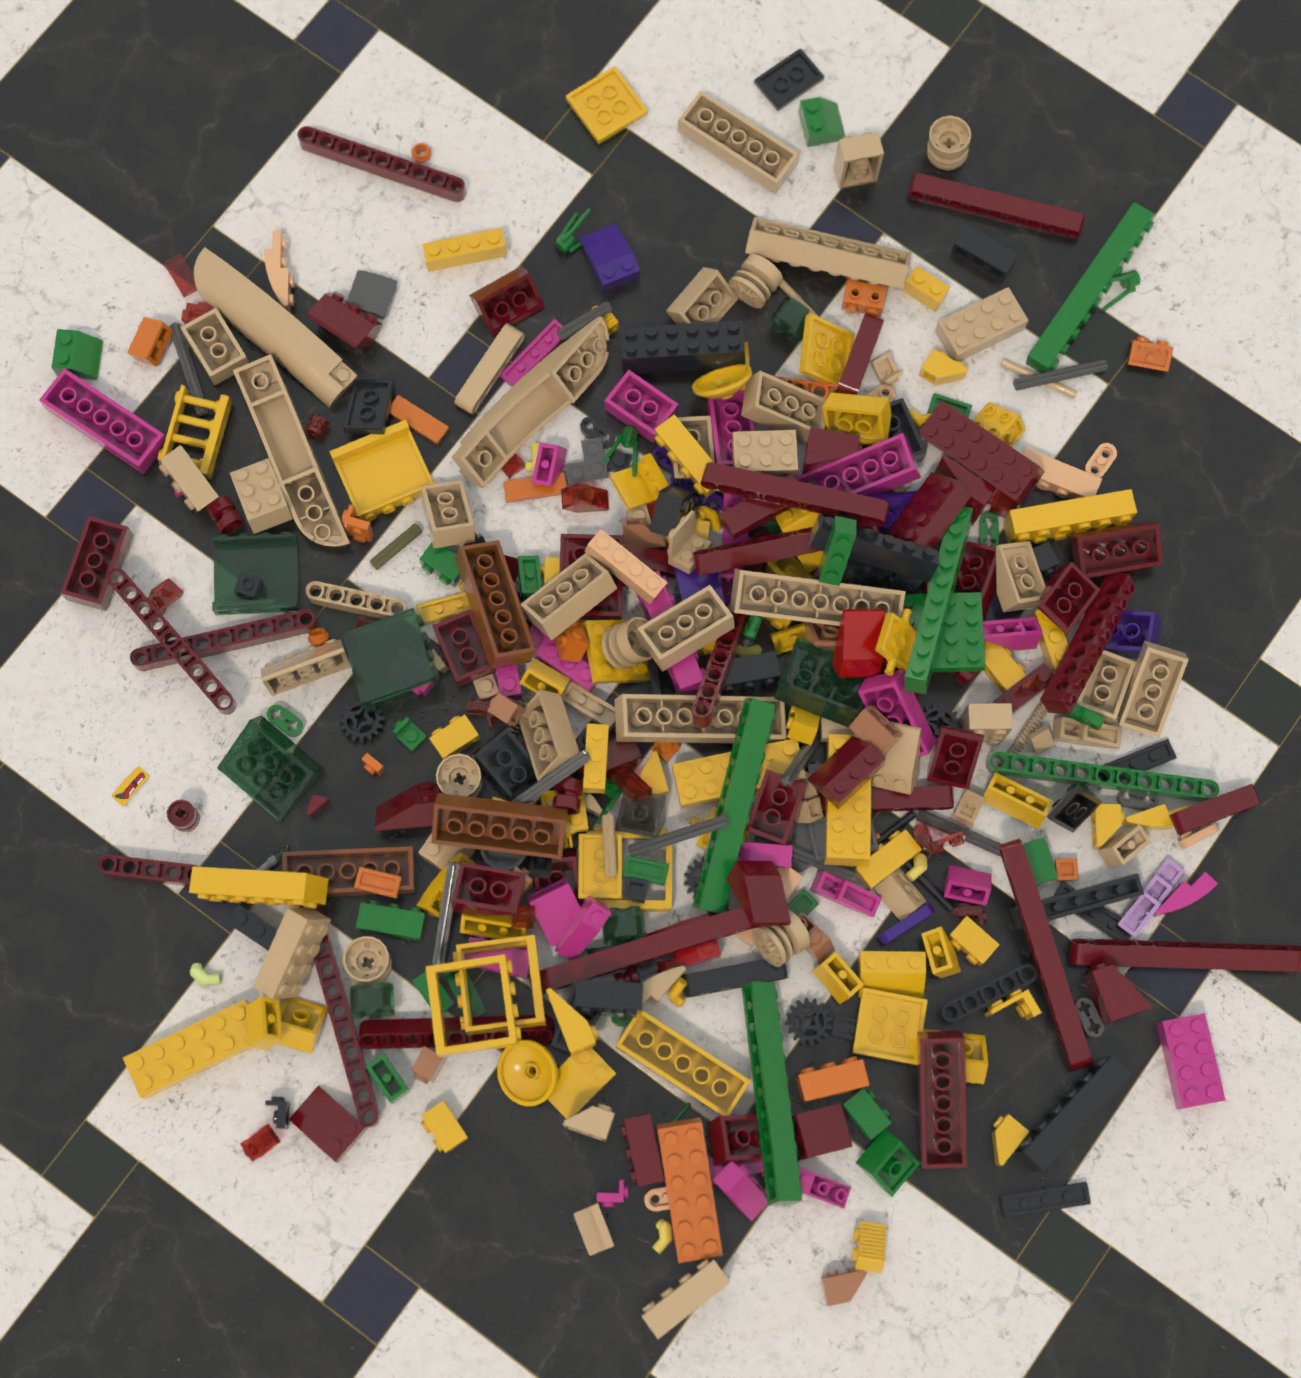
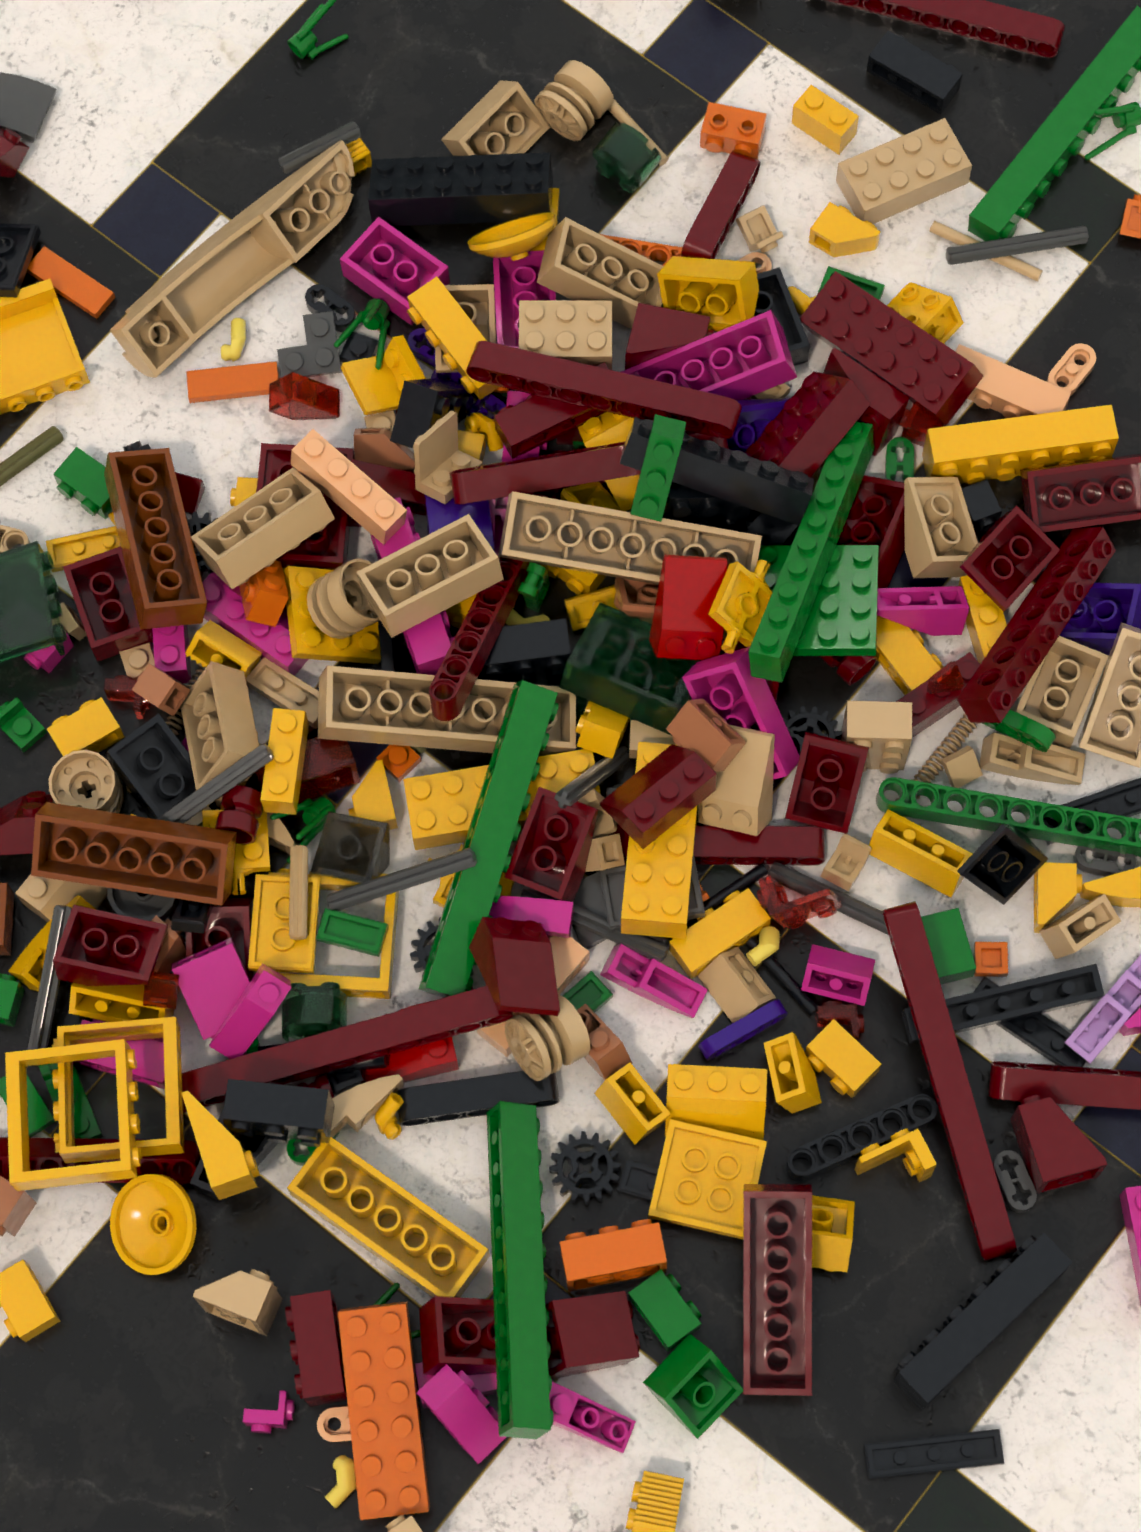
camera: 10 degrees right, 5 degrees down
(448, 514) = (99, 411): tan brick -> none
(464, 249) = (155, 48): yellow brick -> none
(489, 368) = (179, 213): tan beam -> none
(507, 300) = (212, 120): dark red slope -> none
(513, 466) = (203, 350): clear red slope -> none
(529, 575) = (211, 498): green plate -> none
(533, 354) = (245, 193): dark pink tile -> none
(548, 464) = (254, 346): dark pink slope -> none
(580, 1081) = (233, 1238): yellow slope -> none
(593, 1229) = (238, 1466): tan panel -> none
(610, 257) = (366, 66): dark purple slope -> none
(631, 784) = (339, 805): clear red tile -> none
(636, 890) = (335, 959): black plate -> none
(824, 350) = (666, 196): yellow plate -> none
(828, 253) = (683, 64): tan brick -> none
(1006, 1137) = (878, 1355): yellow slope -> none

